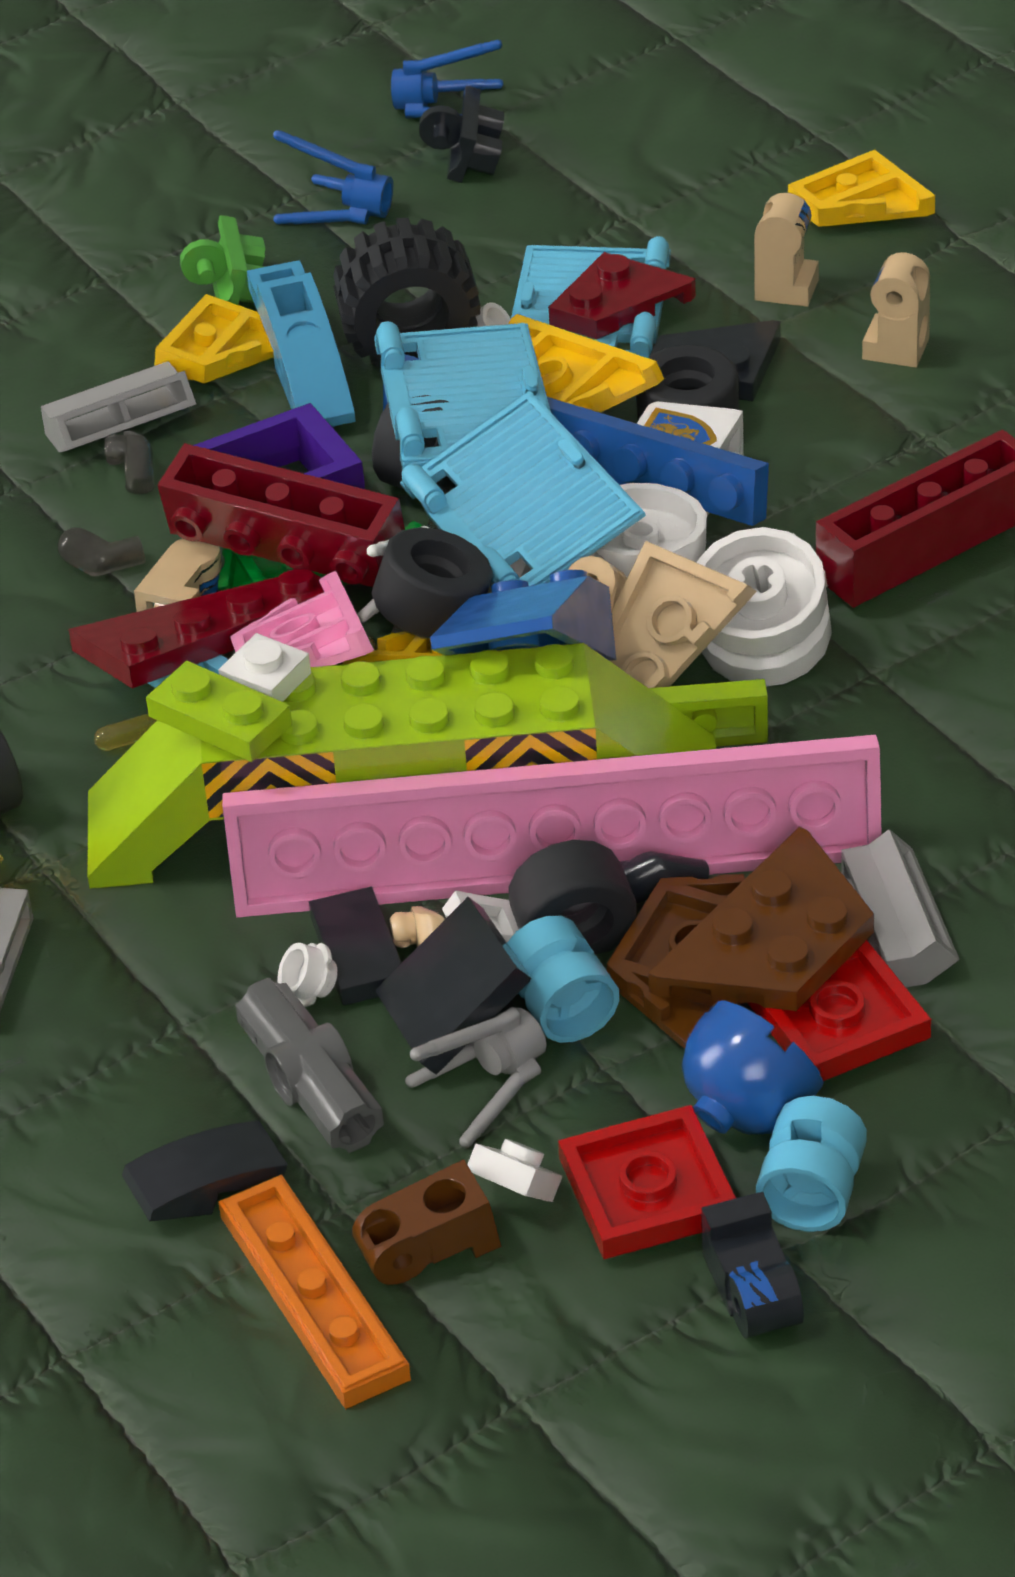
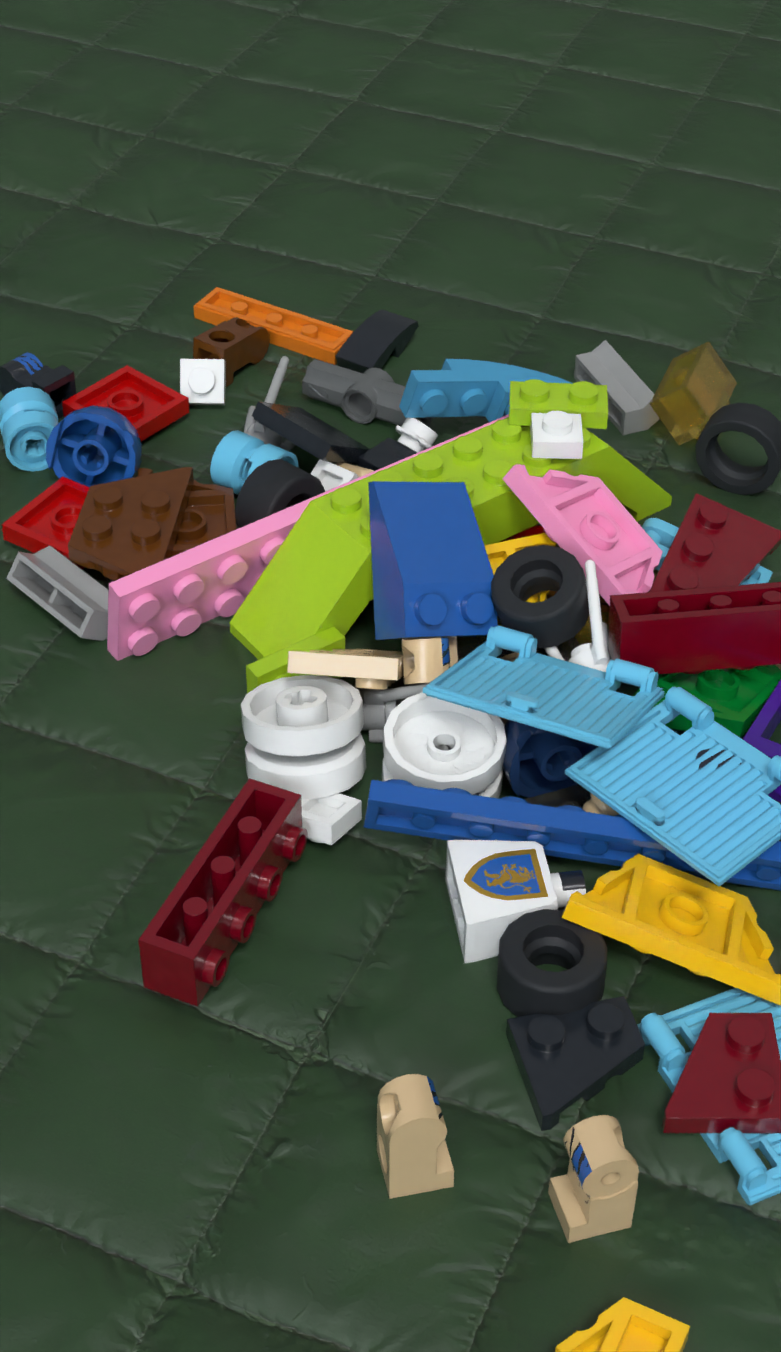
camera: 145 degrees right, 0 degrees up
(188, 951) = (465, 389): none -> dark azure slope

